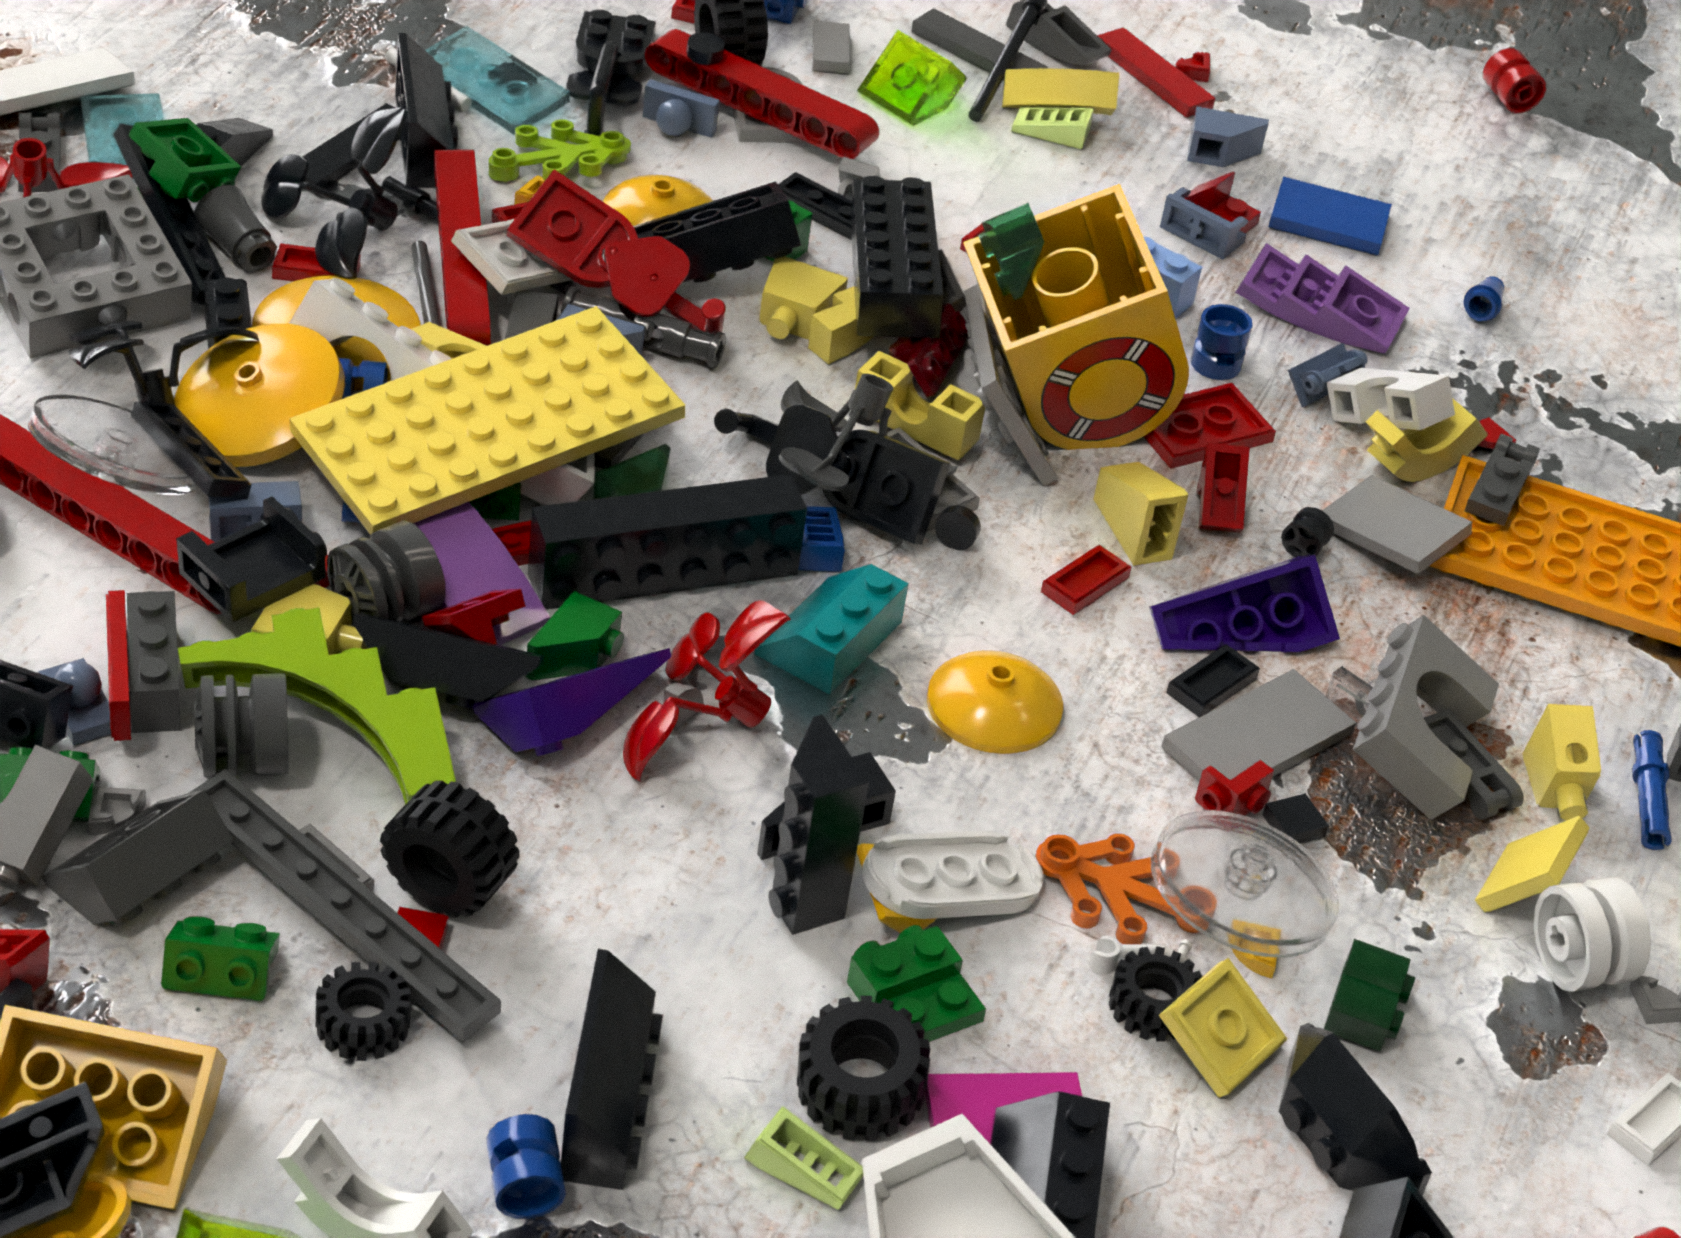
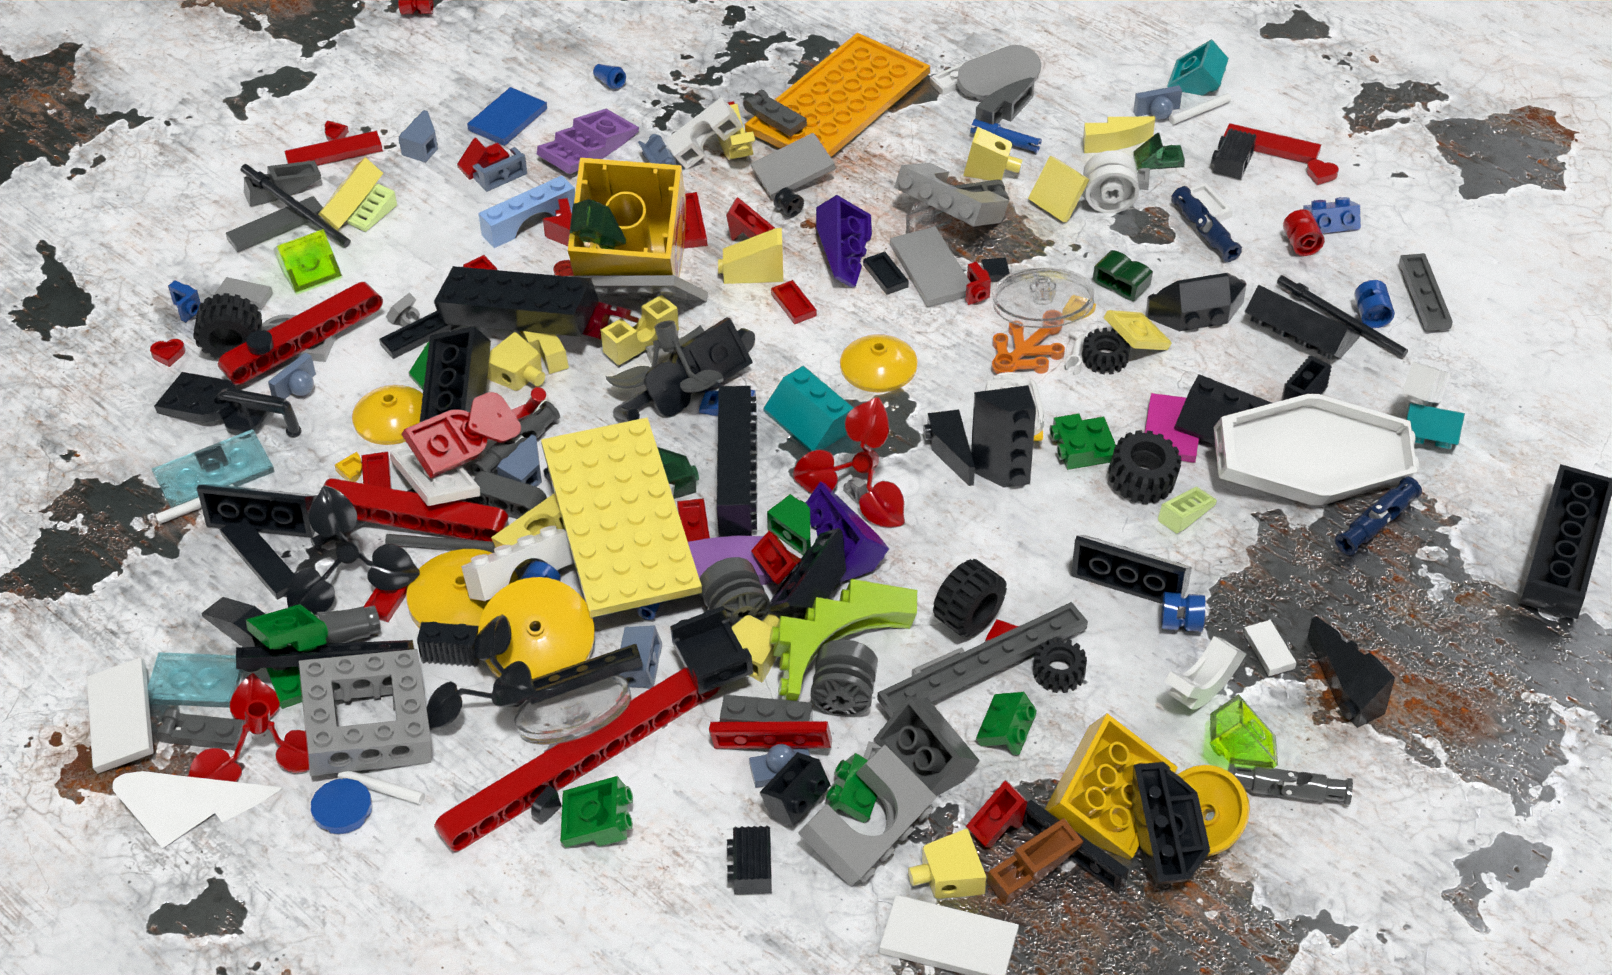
camera: 65 degrees left, 5 degrees up
(557, 154) = (314, 424): lime plant -> none
(1584, 1113) = (1197, 213): none -> dark blue piece

